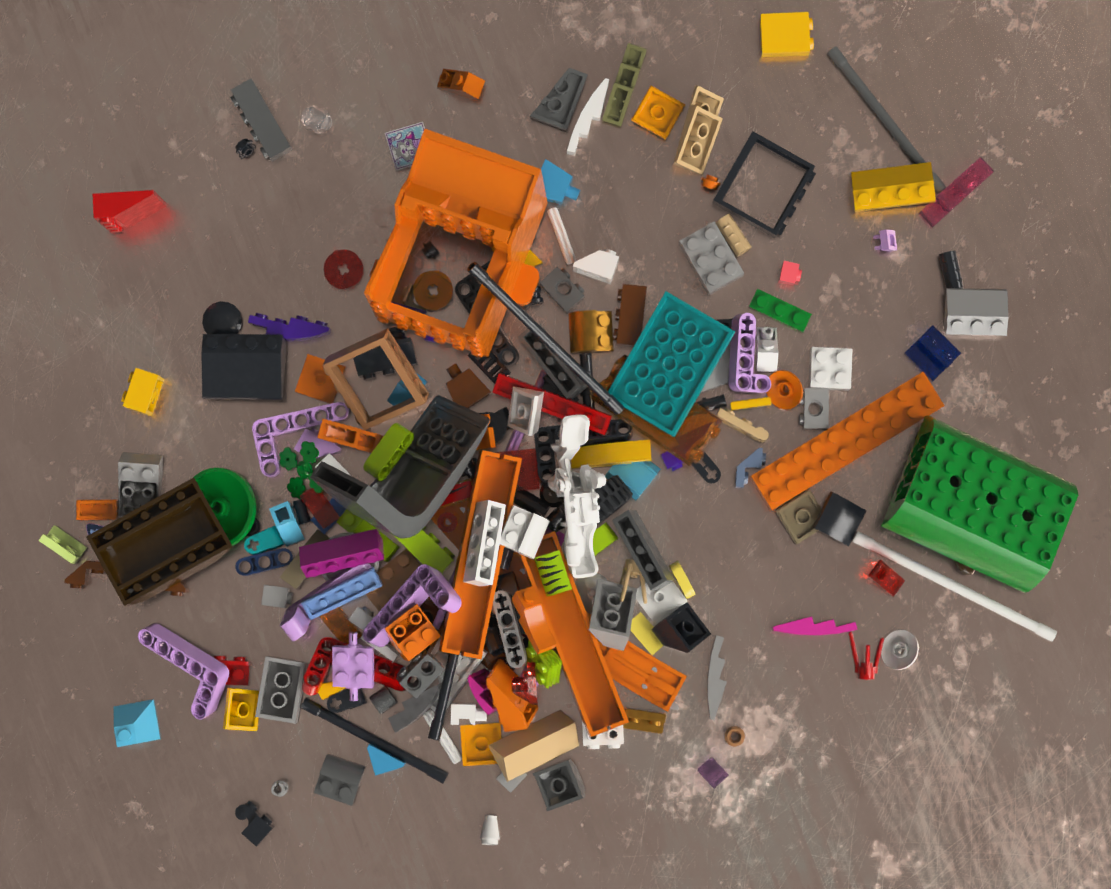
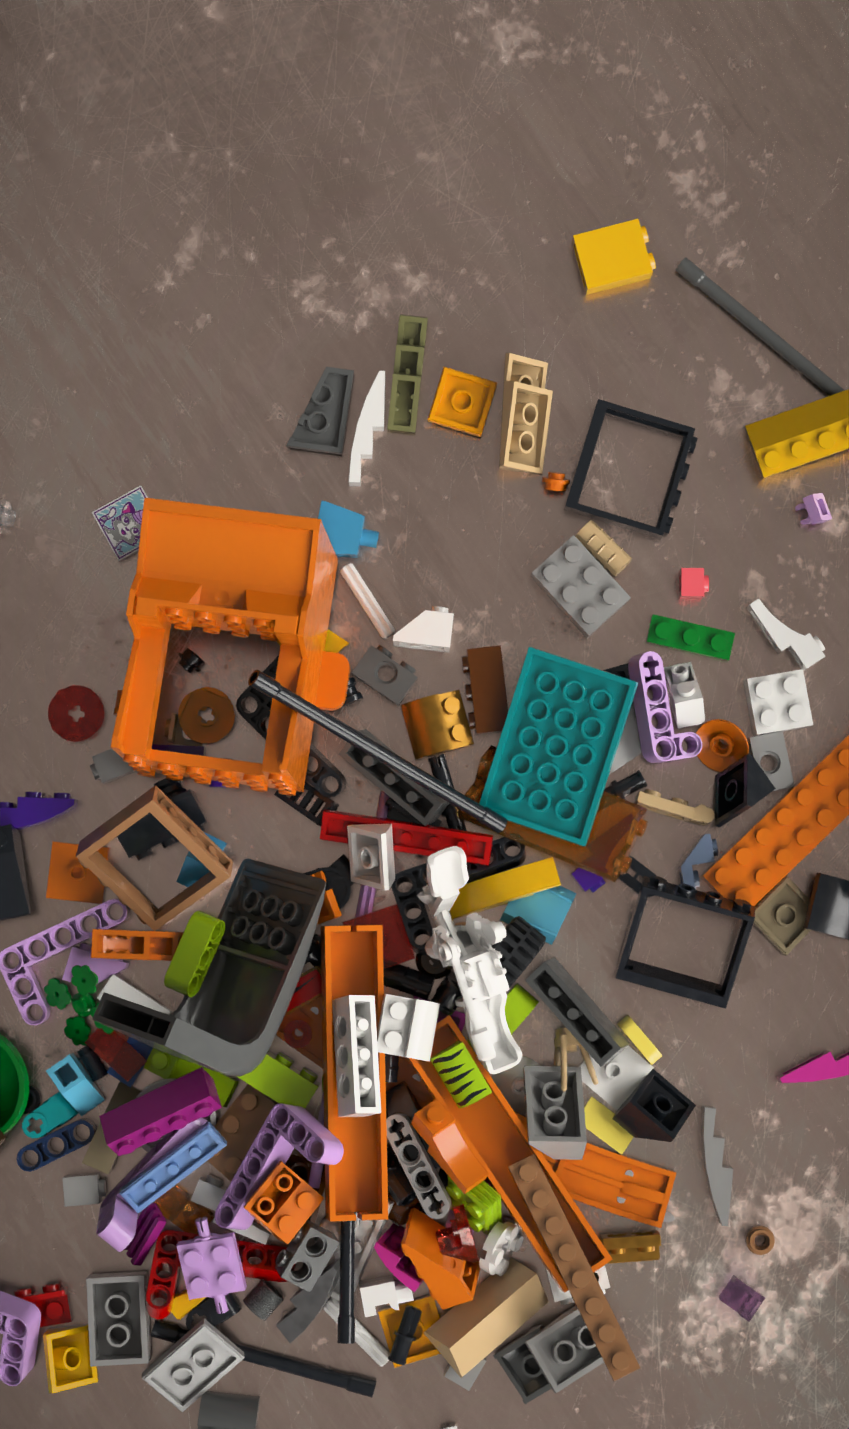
camera: 20 degrees left, 0 degrees up
(313, 635) = (147, 1231): none -> magenta tile
(325, 733) = (193, 1365): none -> light grey tile
(359, 310) = (109, 767): none -> light grey brick
(382, 761) = (282, 1386): dark azure slope -> none
(461, 83) = (182, 421): orange slope -> none
(466, 387) = (281, 840): reddish brown torso -> none
(475, 745) = (405, 1335): none -> black axle
(554, 698) = (500, 1246): none -> white plate
(591, 776) = (564, 1350): none -> light grey slope
(601, 721) = (574, 1268): none -> medium nougat plate
(714, 545) = (672, 981): none -> black window
(750, 404) = (678, 775): yellow tile -> none
(790, 421) = (739, 789): none -> black slope
(856, 334) = (804, 649): none -> white slope

